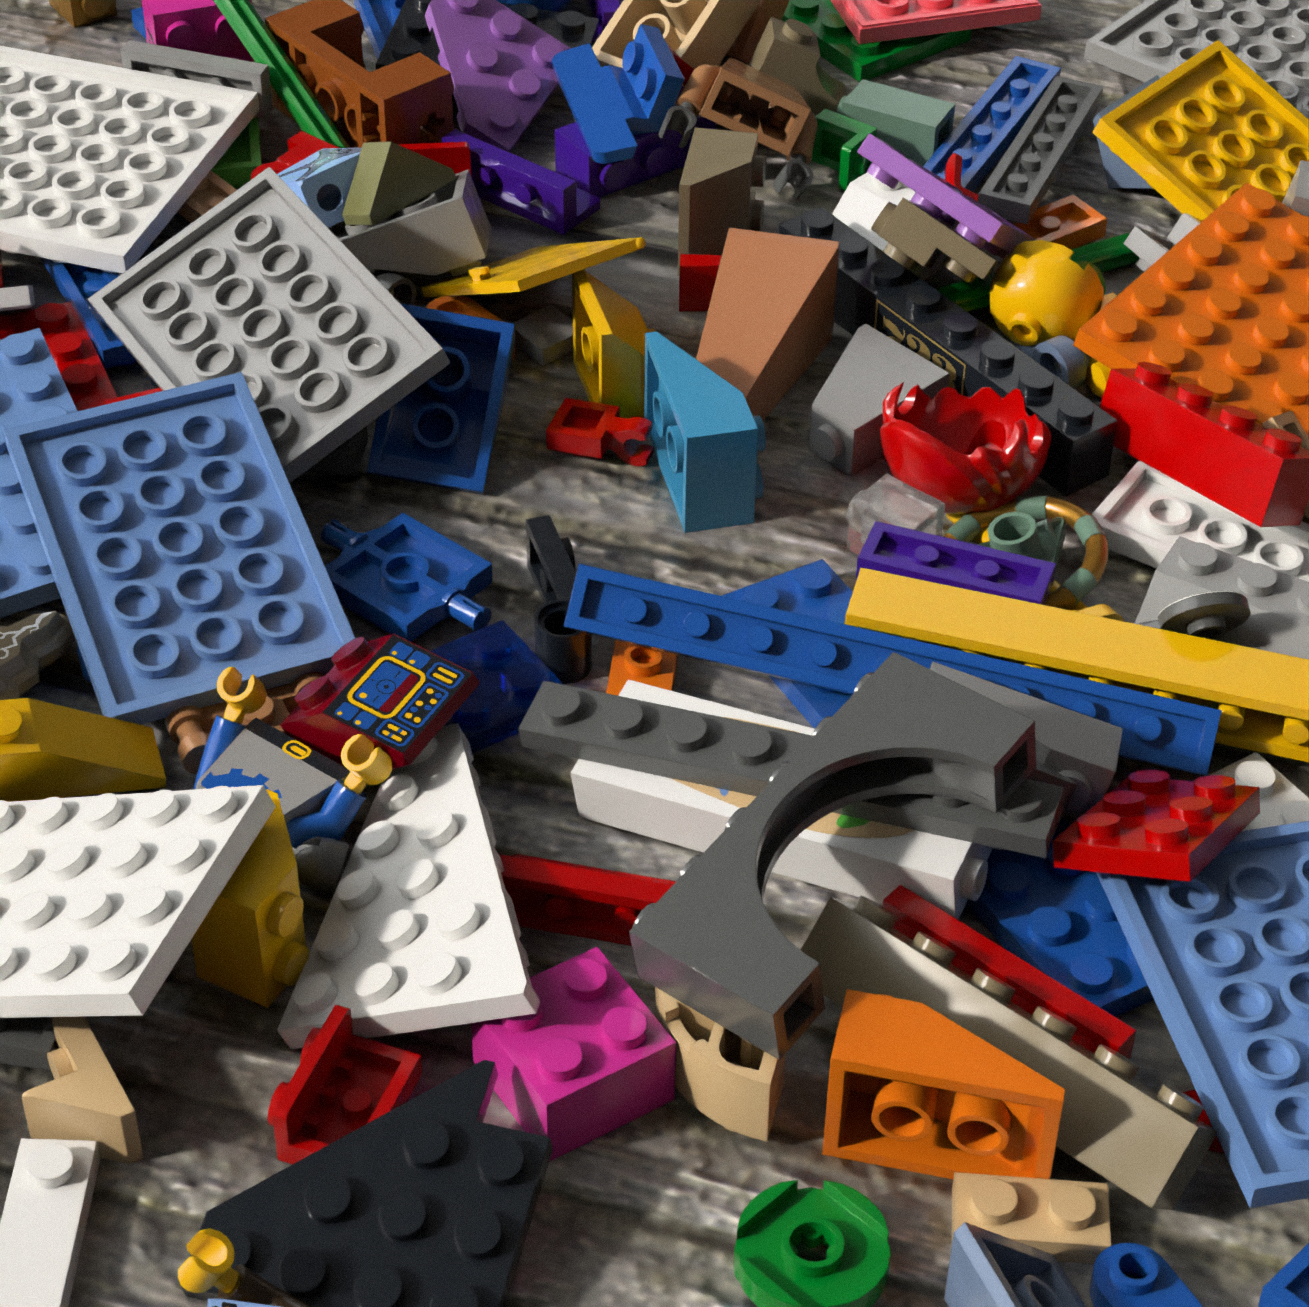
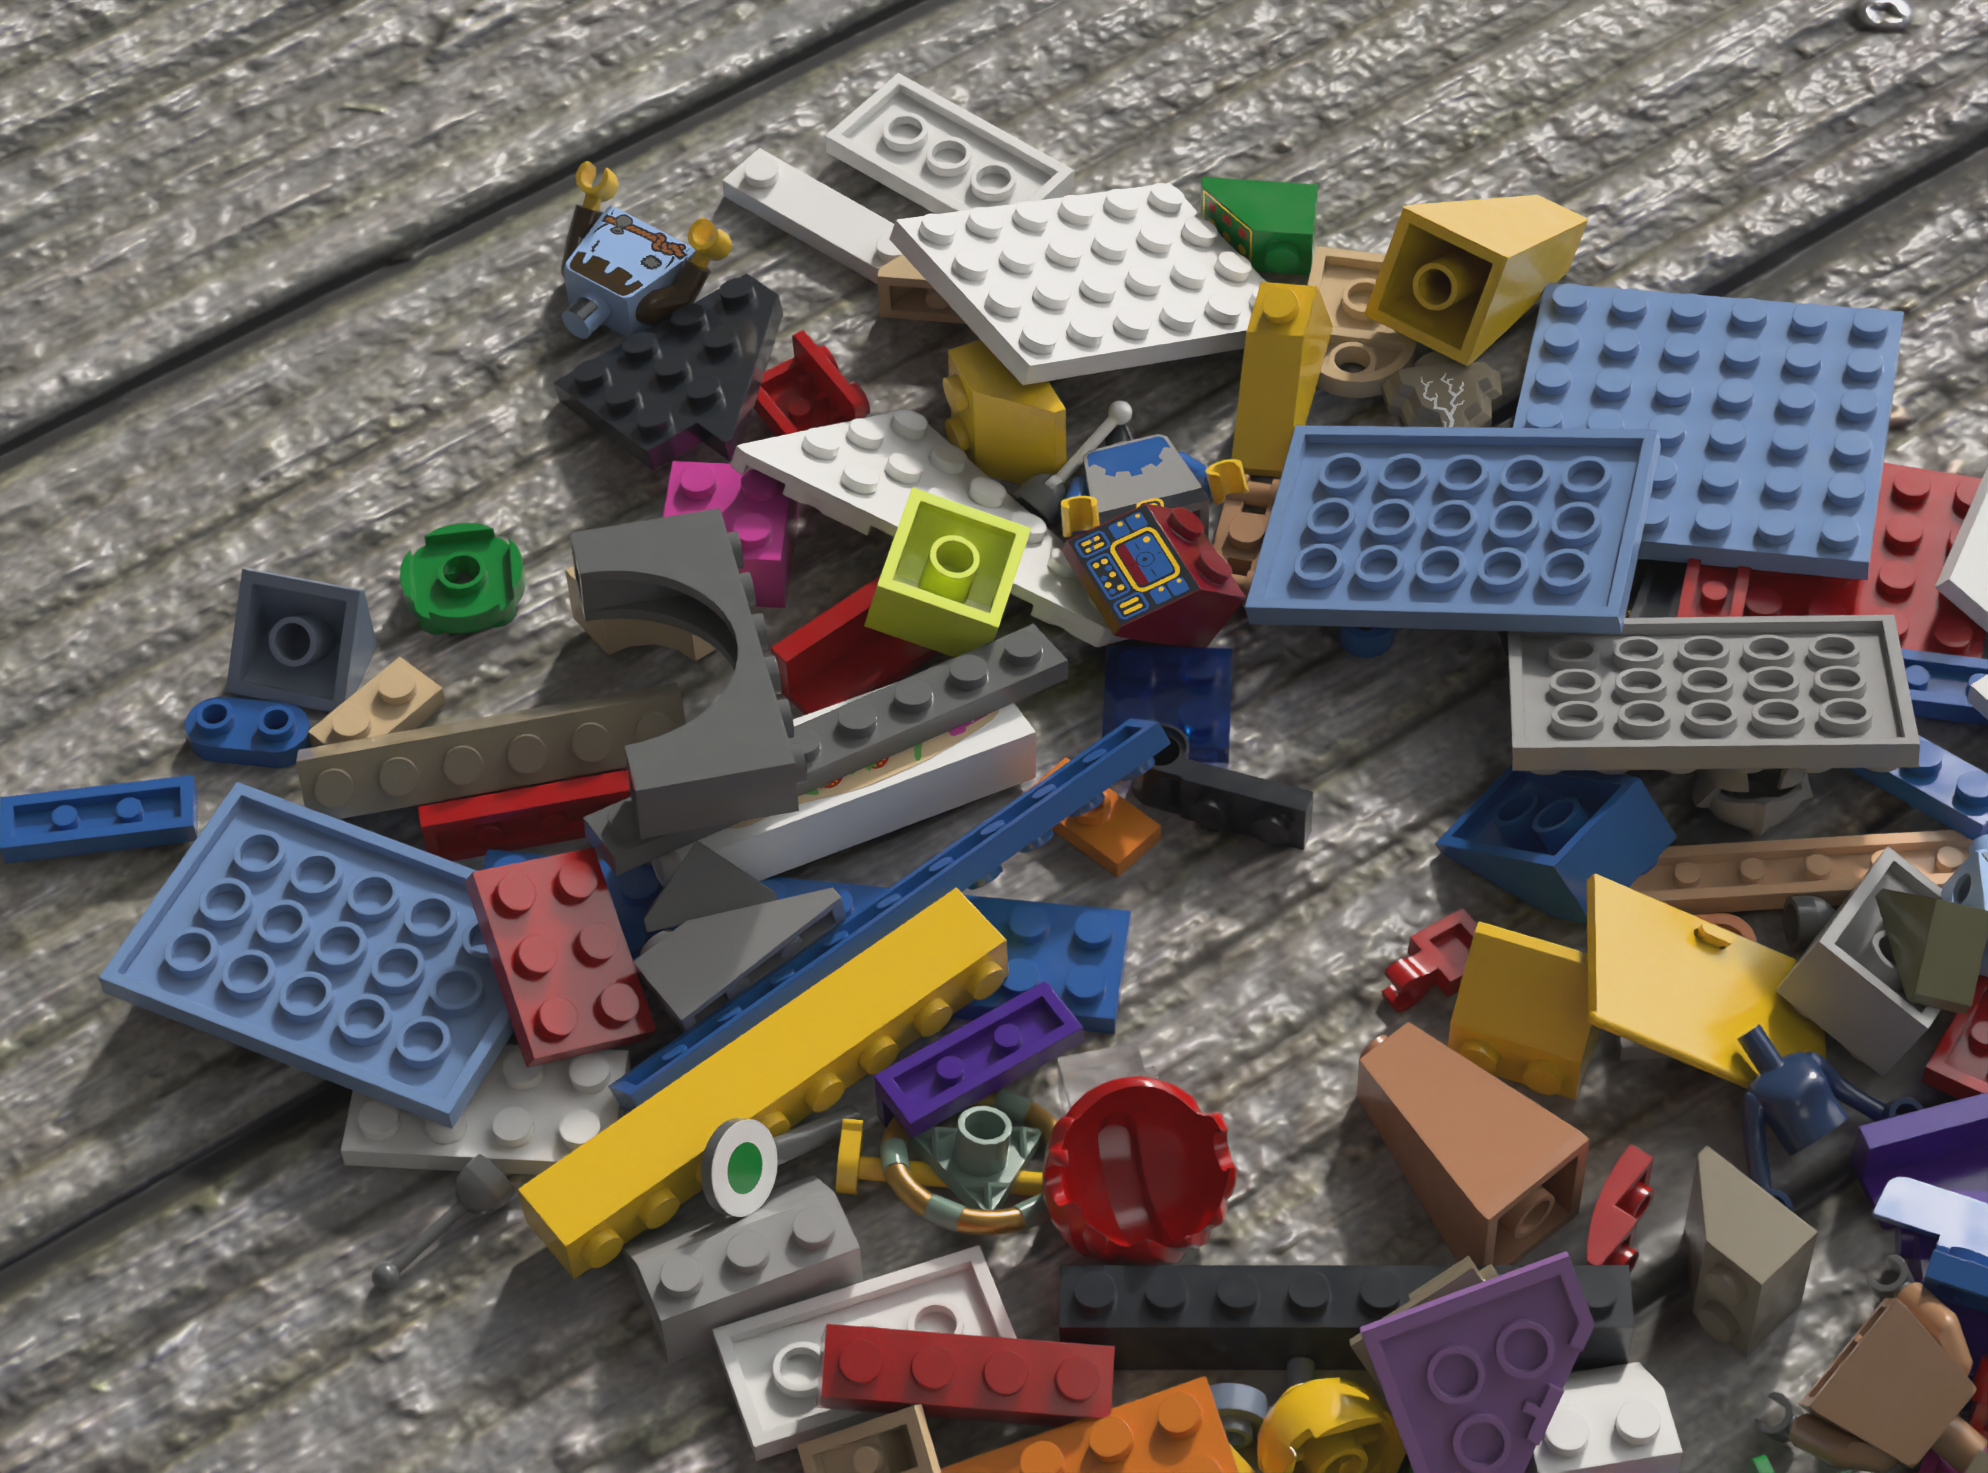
camera: 130 degrees right, 10 degrees up
(407, 576) = (1342, 711): blue plate -> none
(535, 789) = (947, 575): none -> neon yellow slope
(569, 222) = (1798, 1103): none -> dark blue piece
(701, 438) = (1333, 983): dark azure slope -> none
(850, 403) = (1306, 1197): light grey slope -> none
(933, 1096) = (490, 661): orange slope -> none

